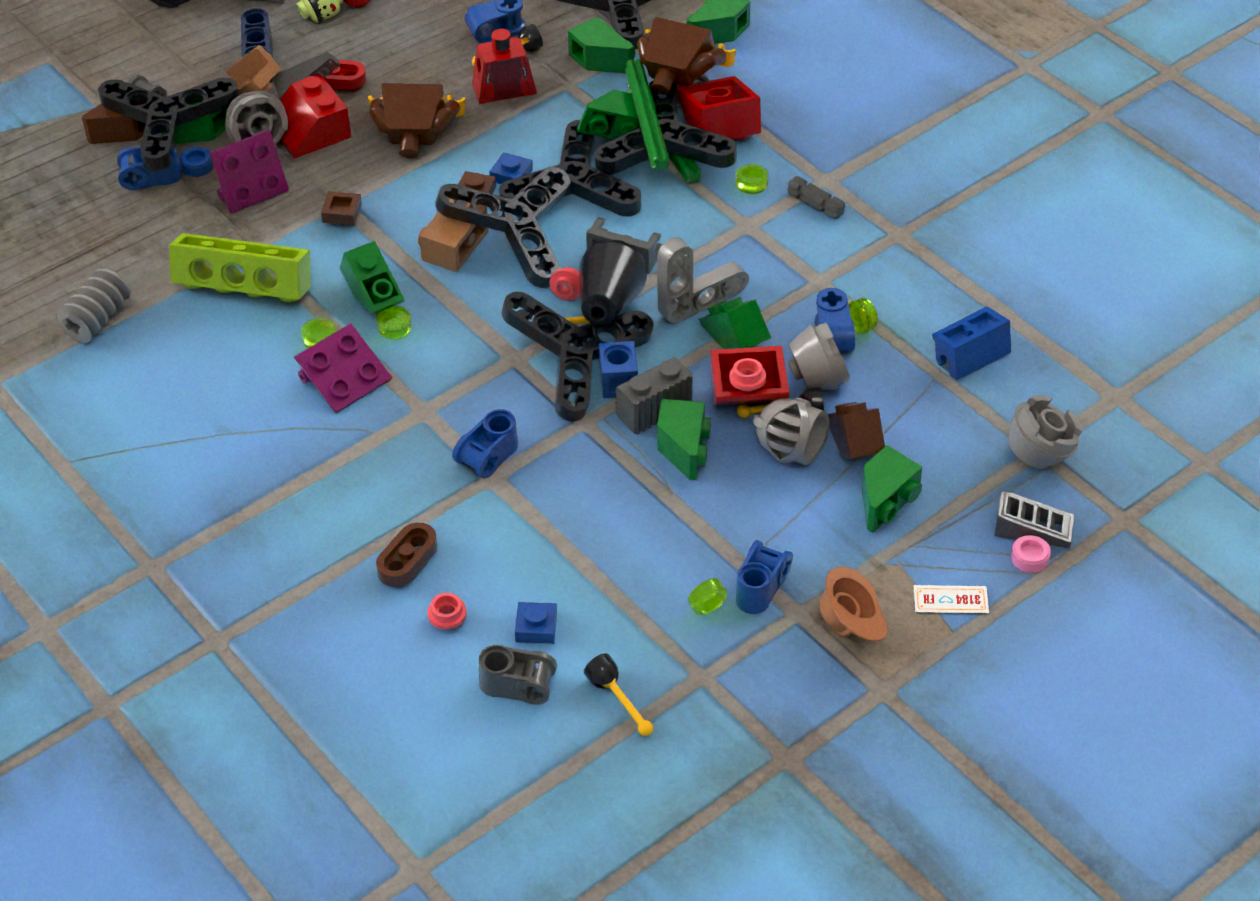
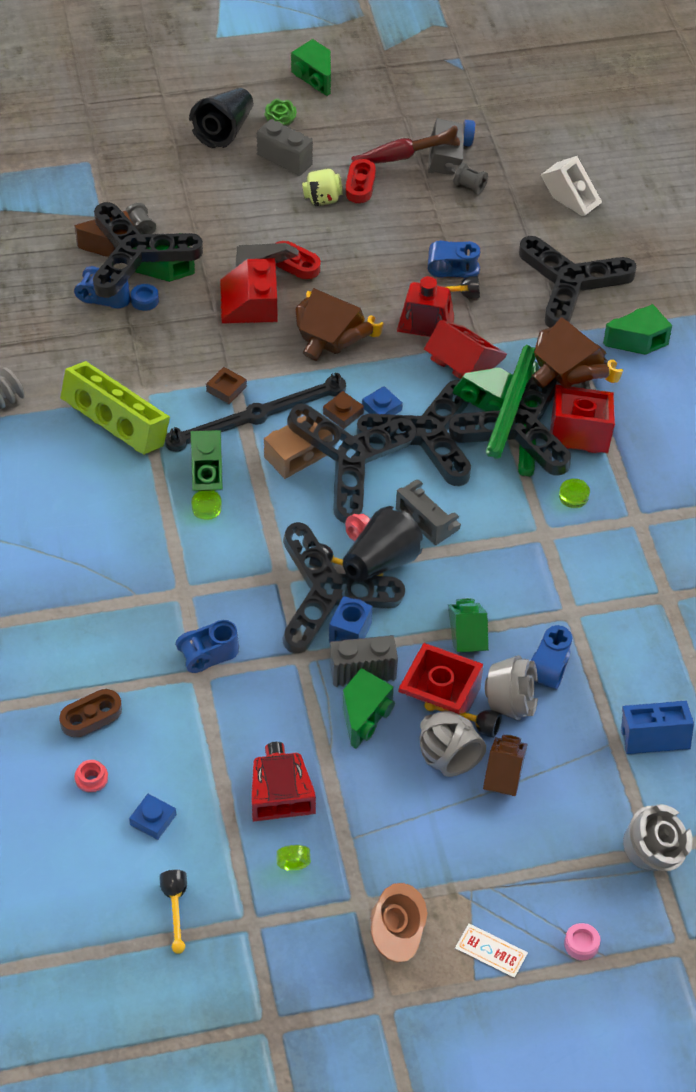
camera: 25 degrees right, 5 degrees up
(249, 171) = (170, 325): magenta hinge -> none
(254, 71) = (227, 236): medium nougat bracket -> none
(254, 114) = (202, 282): light grey cone -> none
(256, 31) = (248, 211): dark blue beam -> none
(316, 330) = (144, 490): clear neon green tile -> none
(342, 368) = (140, 529): magenta hinge -> none
(451, 171) = (335, 384): none -> black piece
(513, 673) = (110, 859): dark grey piece -> none
(559, 93) = (462, 349): none -> red slope
(599, 47) = (521, 317): green slope -> none
(650, 538) = (281, 785): none -> torso
(721, 282) = (482, 581): light grey beam -> none
(747, 375) = (431, 681): coral plate -> none
(761, 577) = (351, 854): blue piece -> none
(816, 197) = (616, 533): dark grey axle -> none
(863, 315) = (580, 661): clear neon green tile -> none
(888, 485) = (499, 826): green slope -> none
(1016, 508) = (609, 905): dark grey slope -> none

